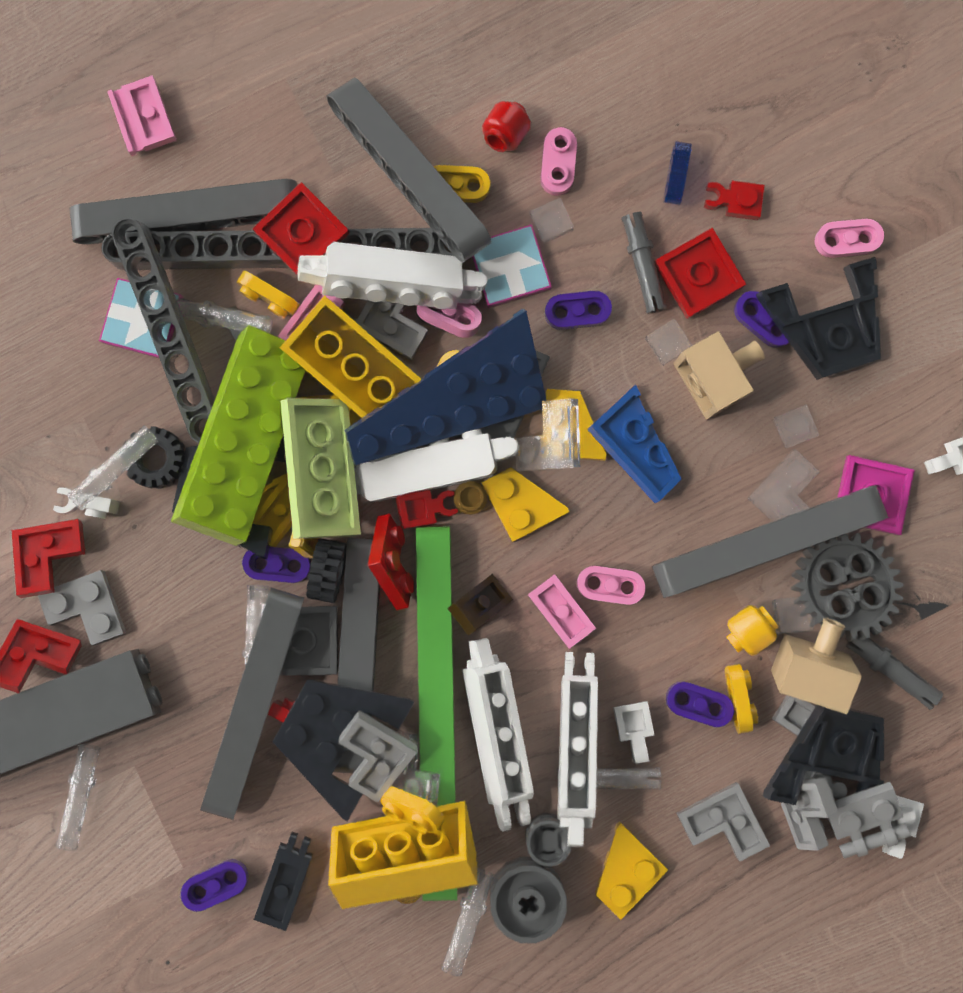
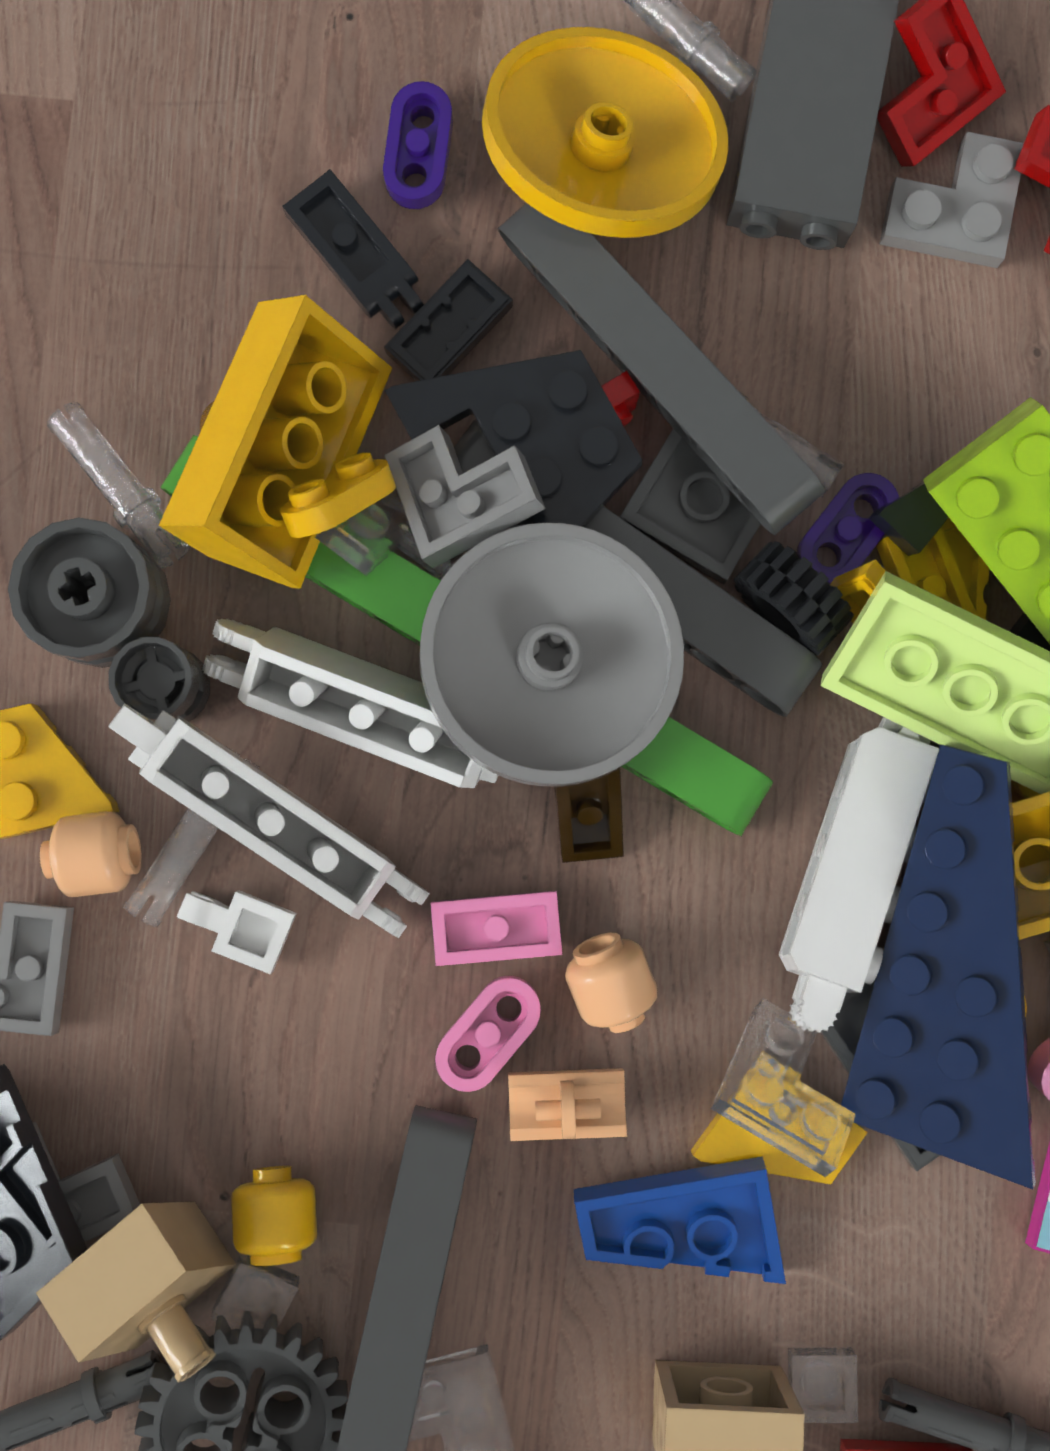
camera: 125 degrees right, 0 degrees up
(156, 798) = (604, 132): none -> yellow dish
(294, 813) = (449, 324): none -> black plate
(385, 562) = (755, 699): red plate -> none
(420, 509) = (798, 806): red plate -> none
(423, 665) = (551, 654): none -> light grey dish
(470, 498) = (765, 897): pearl gold plate -> none
(521, 503) = (707, 972): yellow wing -> none
(553, 544) = (611, 982): none -> light nougat head
(577, 310) = (973, 1267): dark purple plate -> none
(619, 530) = (567, 1104): none -> light nougat hips
(646, 819) = (91, 854): none -> light nougat head
(698, 704) = (215, 1053): dark purple plate -> none
(738, 683) = (157, 1115): yellow plate -> none

